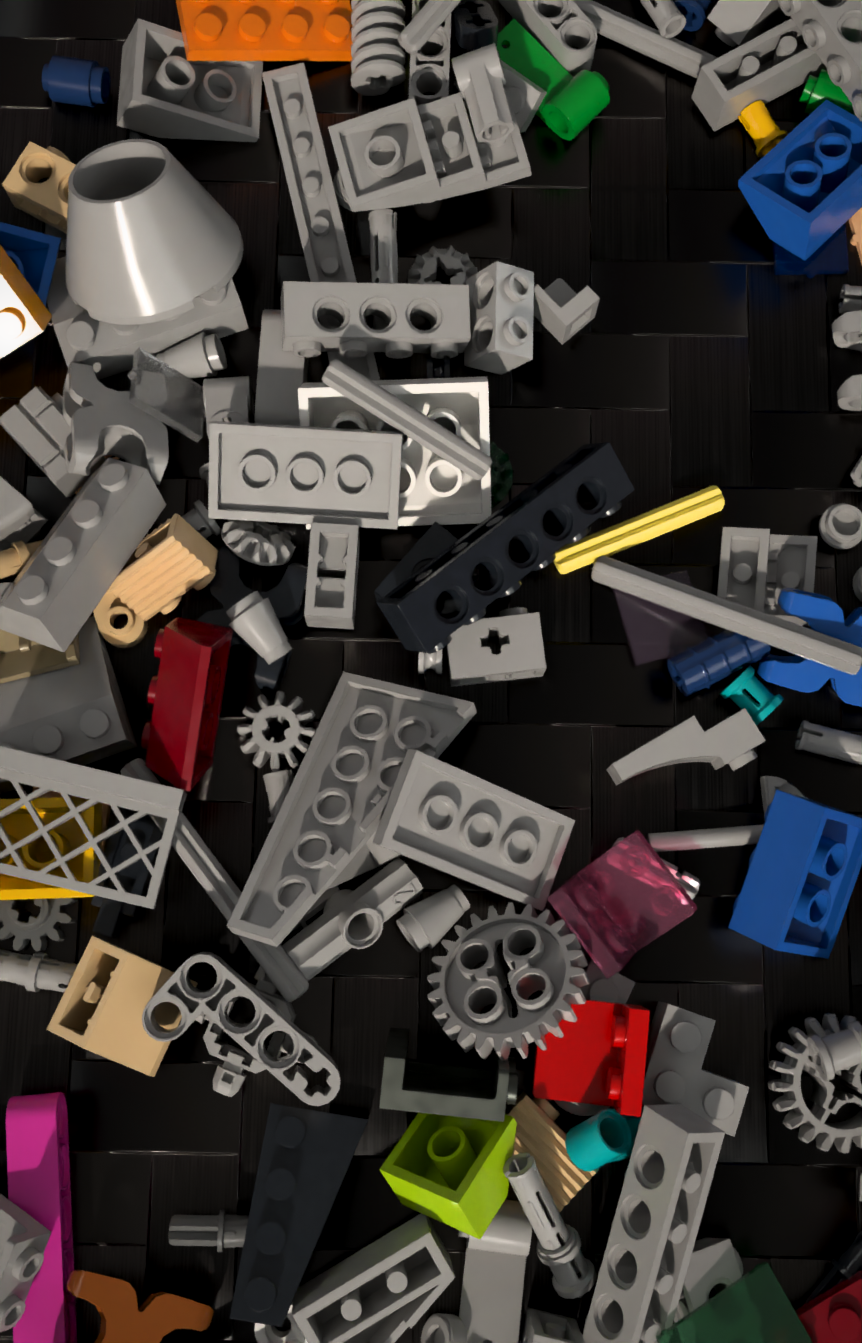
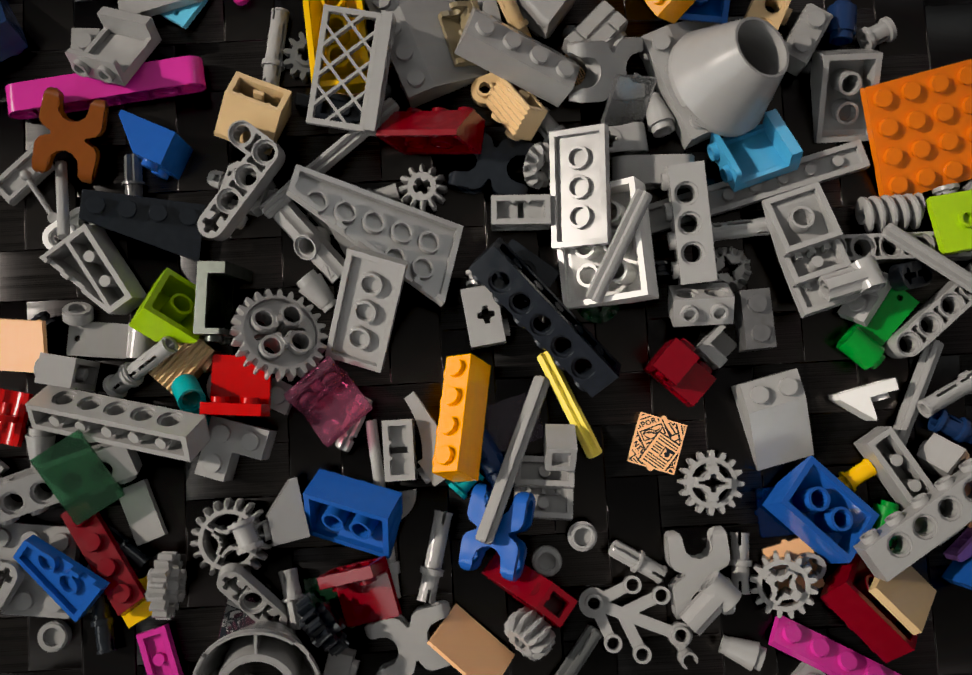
camera: 85 degrees right, 5 degrees up
(84, 125) = (805, 36): none -> light grey brick
(97, 25) = (876, 34): none -> light grey bush
(162, 1183) = (156, 146): none -> blue slope
(259, 626) = (481, 169): light grey cone -> none
(274, 217) = (758, 155): none -> dark azure panel
(531, 242) = (754, 320): none -> flat silver brick
(598, 358) = (680, 371): none -> dark red brick
(649, 111) = (860, 399): none -> white slope
(661, 688) = (461, 418): none -> light orange brick
(671, 233) = (775, 418): none -> light grey slope
(703, 407) = (656, 443): none -> light nougat piece
(704, 793) = (399, 450): none -> light grey brick
(709, 543) = (560, 447): none -> light grey brick
(784, 323) = (710, 494): none -> light grey gear
(789, 1237) = (142, 512): none -> light grey tile
(803, 986) = (286, 516): none -> light grey slope

